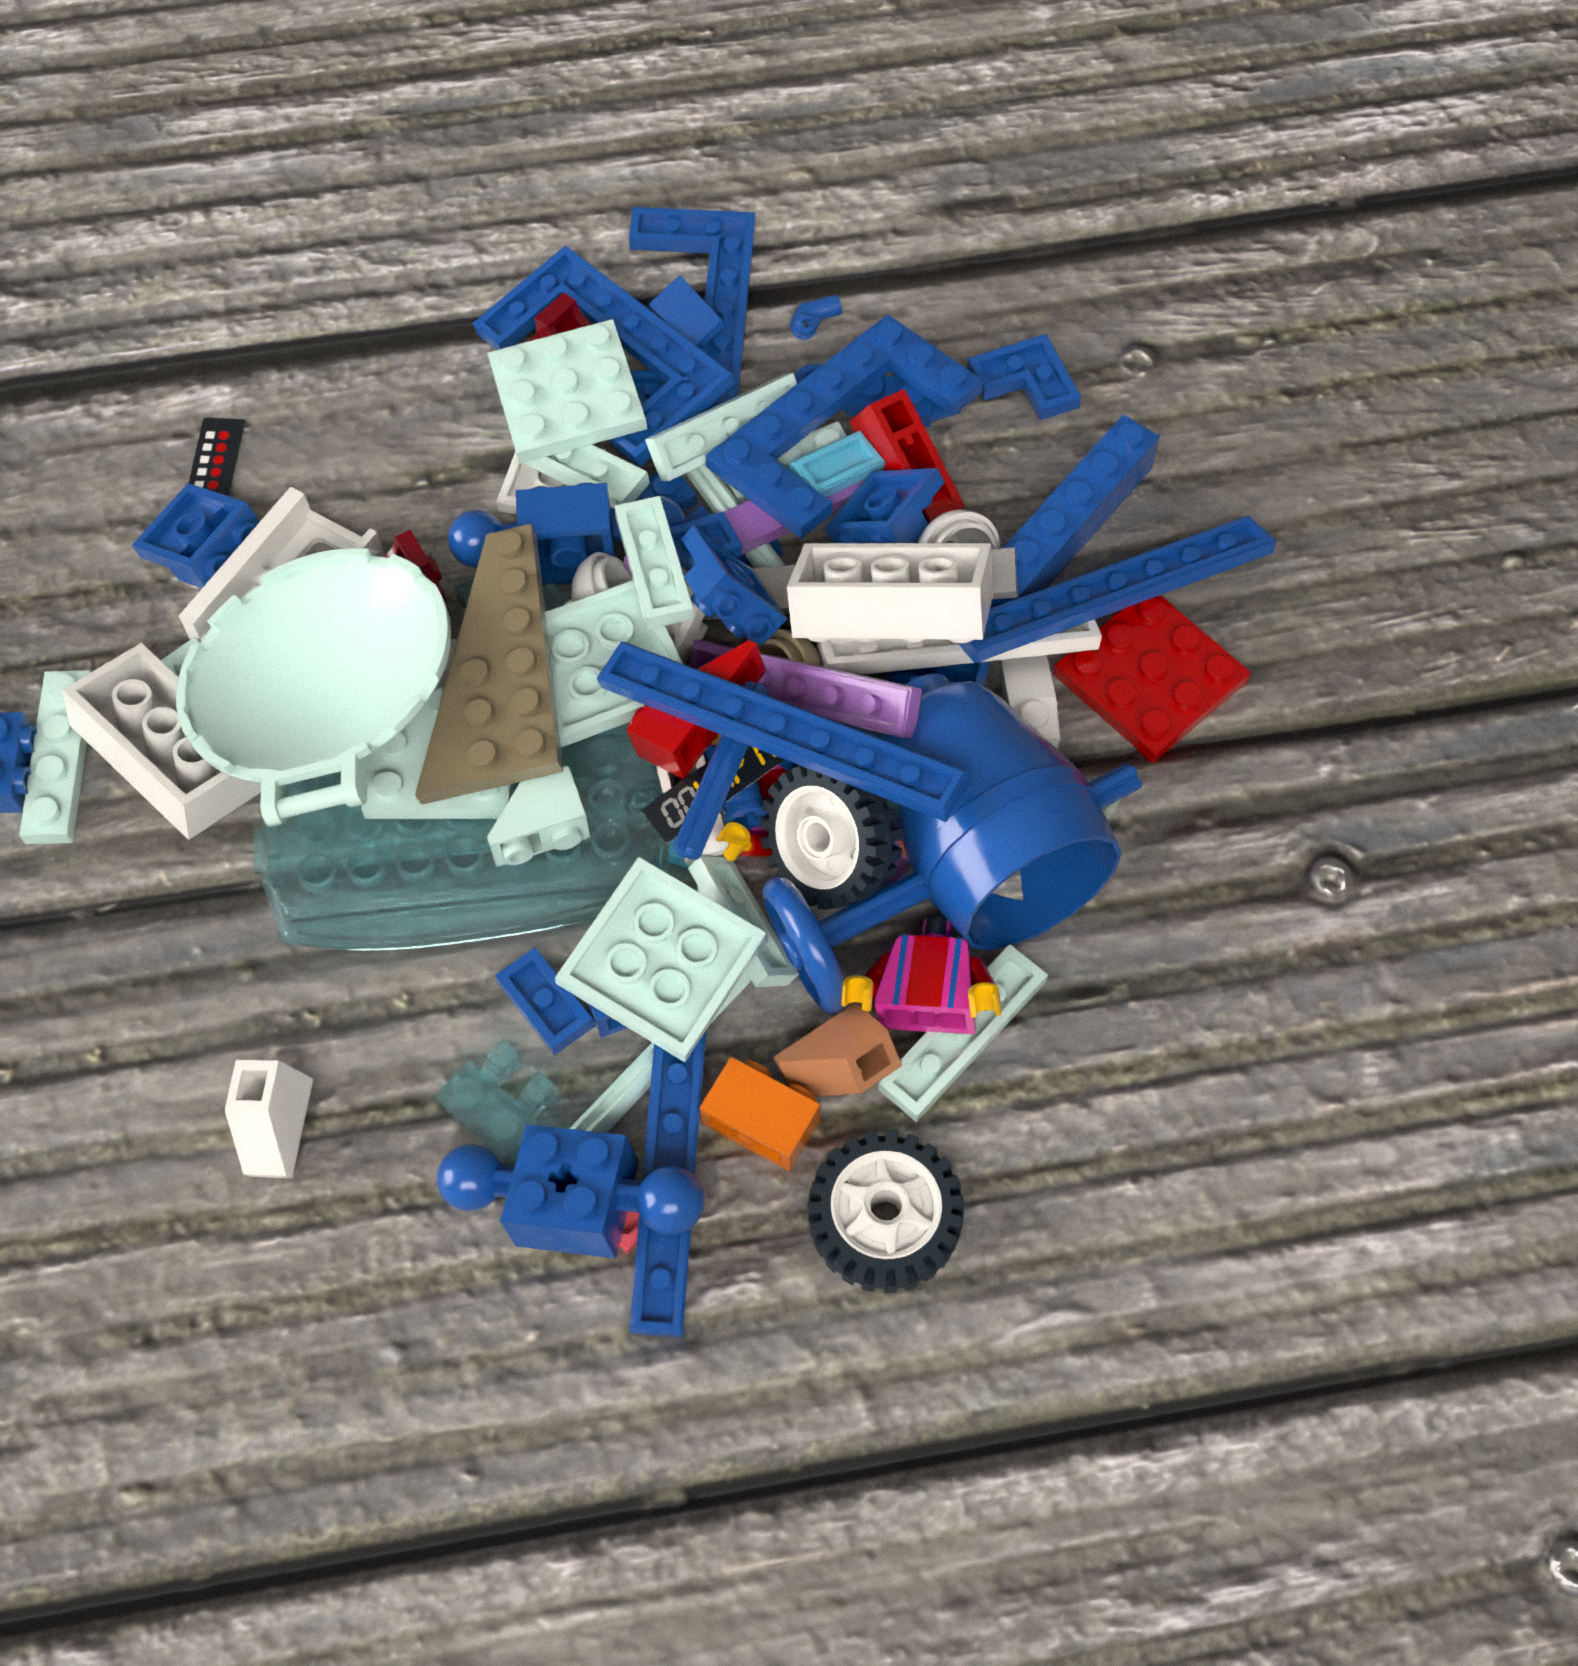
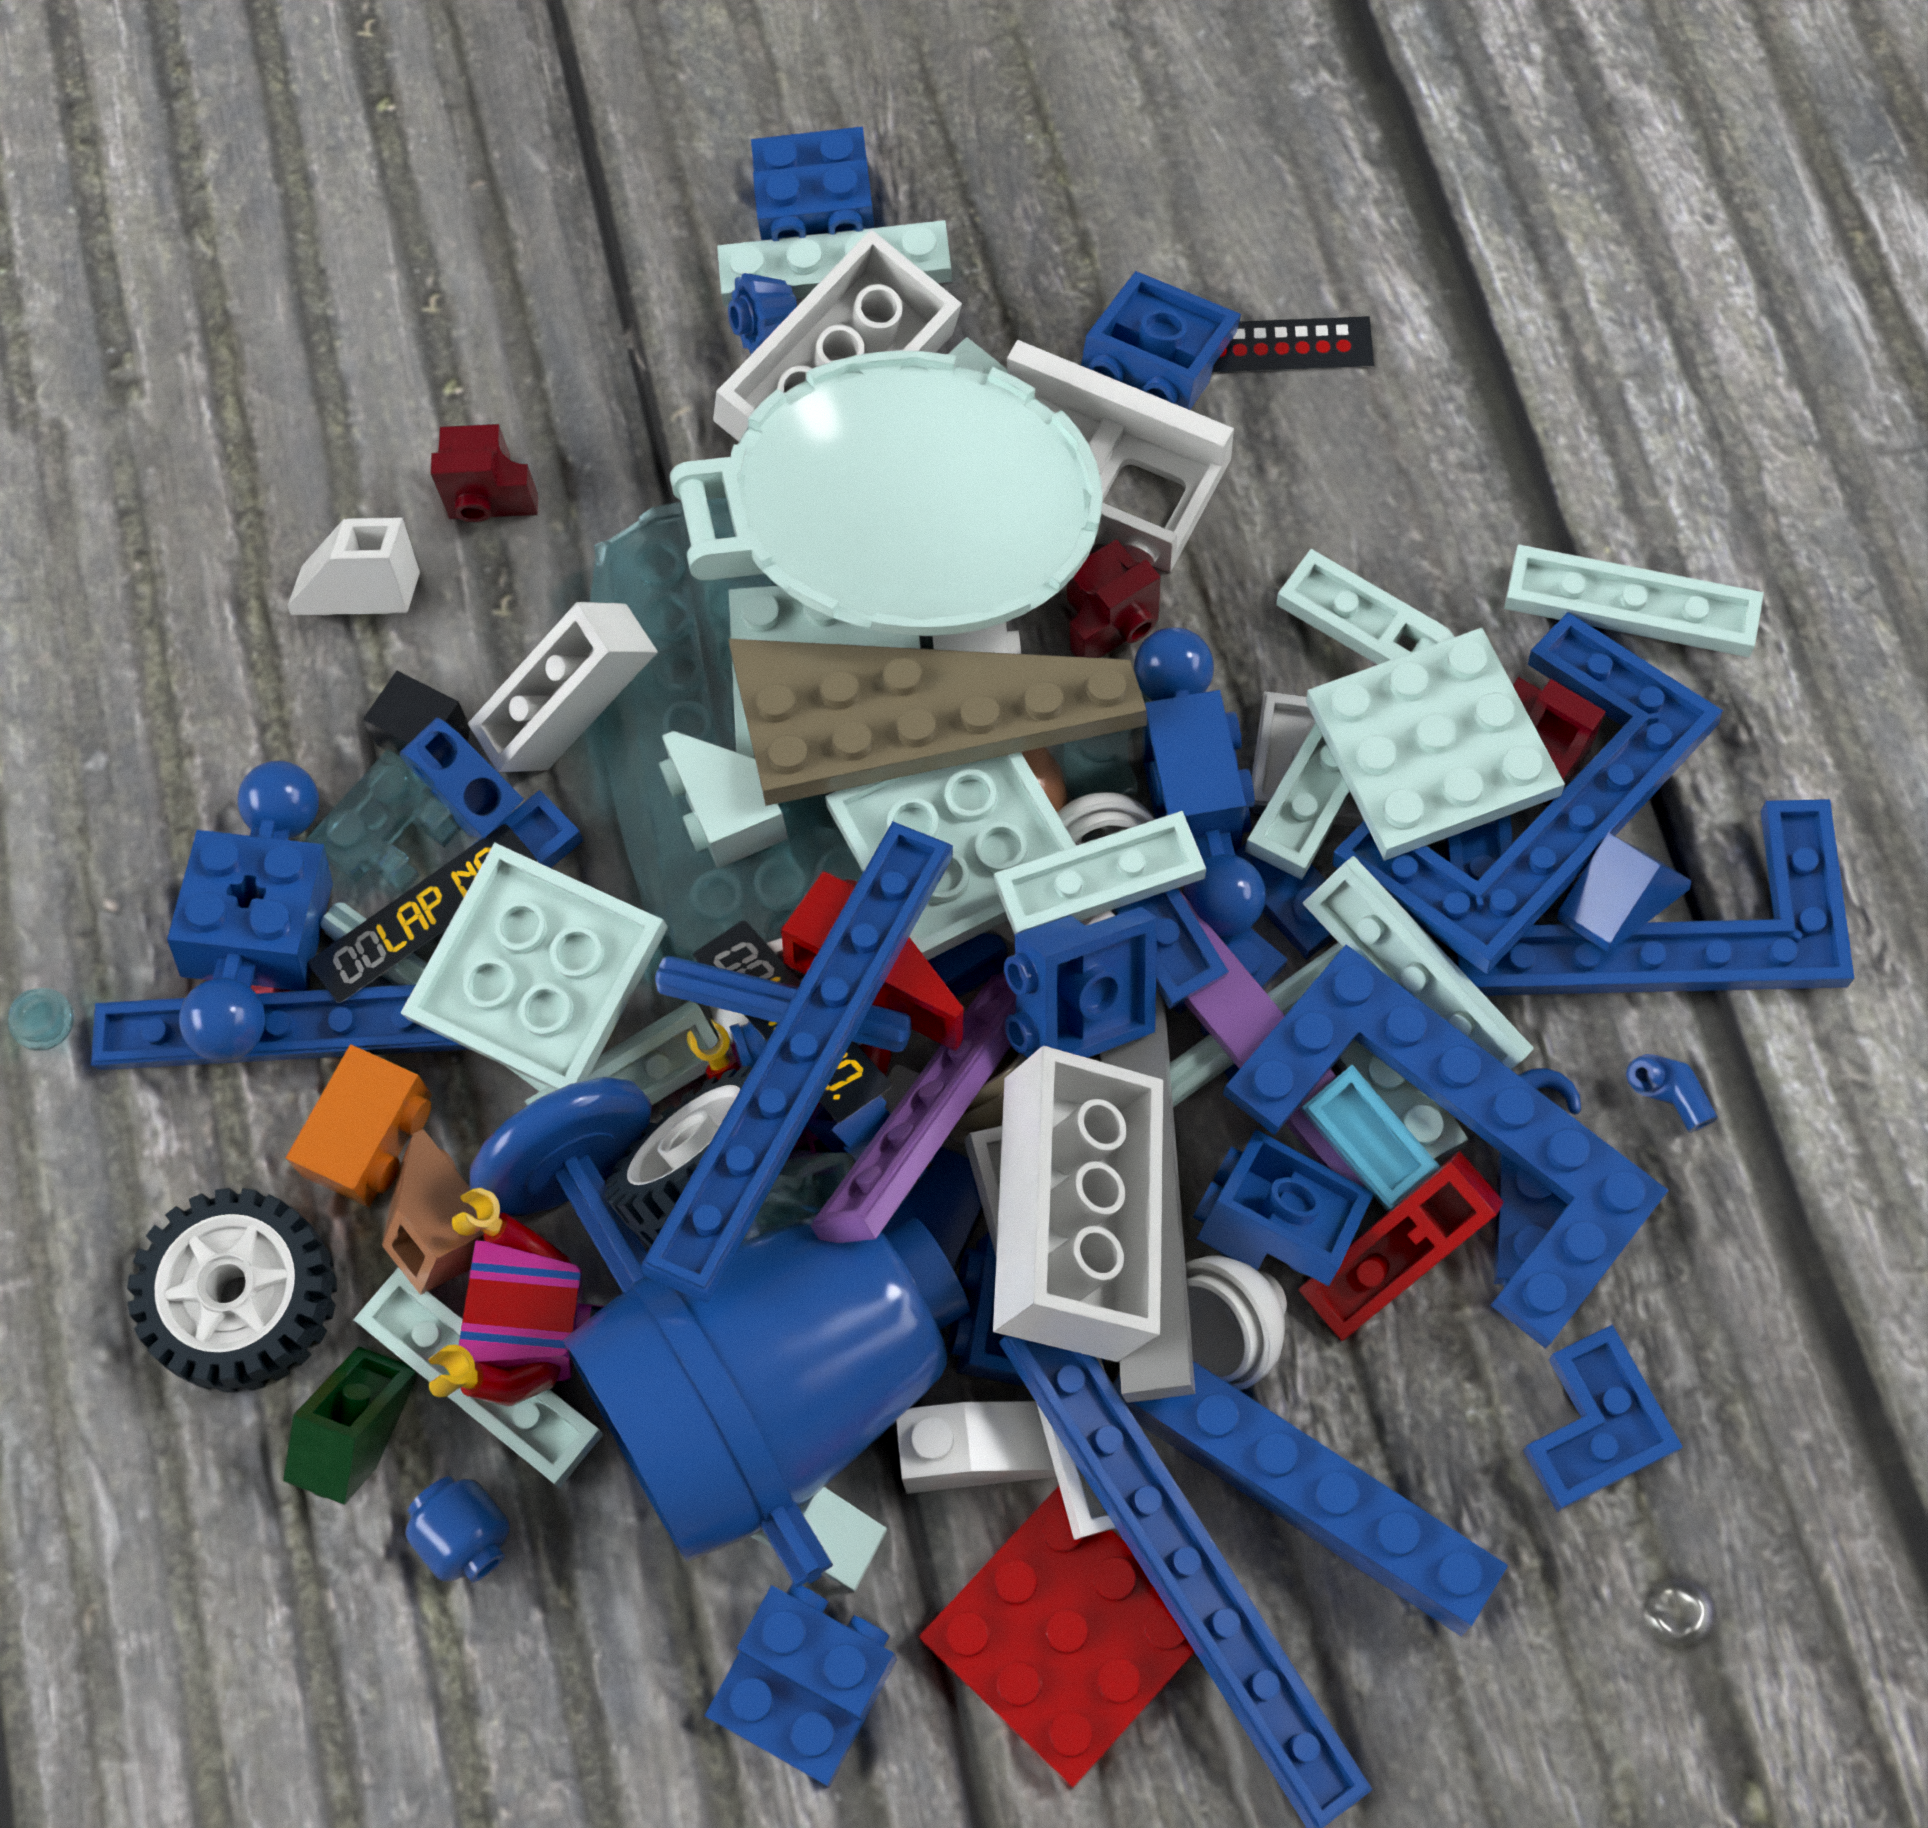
camera: 90 degrees right, 5 degrees up
(97, 801) = (759, 308): none -> blue piece
(195, 1019) = (478, 476): none -> dark red brick
(418, 1068) = (407, 709): none -> black brick
(423, 934) = (562, 686): none -> white brick
(450, 439) = (1355, 610): none -> light aqua plate
(468, 291) = (1635, 600): none -> light aqua plate
(477, 1027) = (460, 779): none -> blue leg
(590, 1061) = (406, 921): none -> black sticker
(635, 1382) = (40, 1019): none -> clear light blue plate
(998, 1119) = (347, 1425): none -> dark green slope
(1079, 1041) = (457, 1529): none -> blue head
(1183, 826) = (803, 1682): none -> blue plate

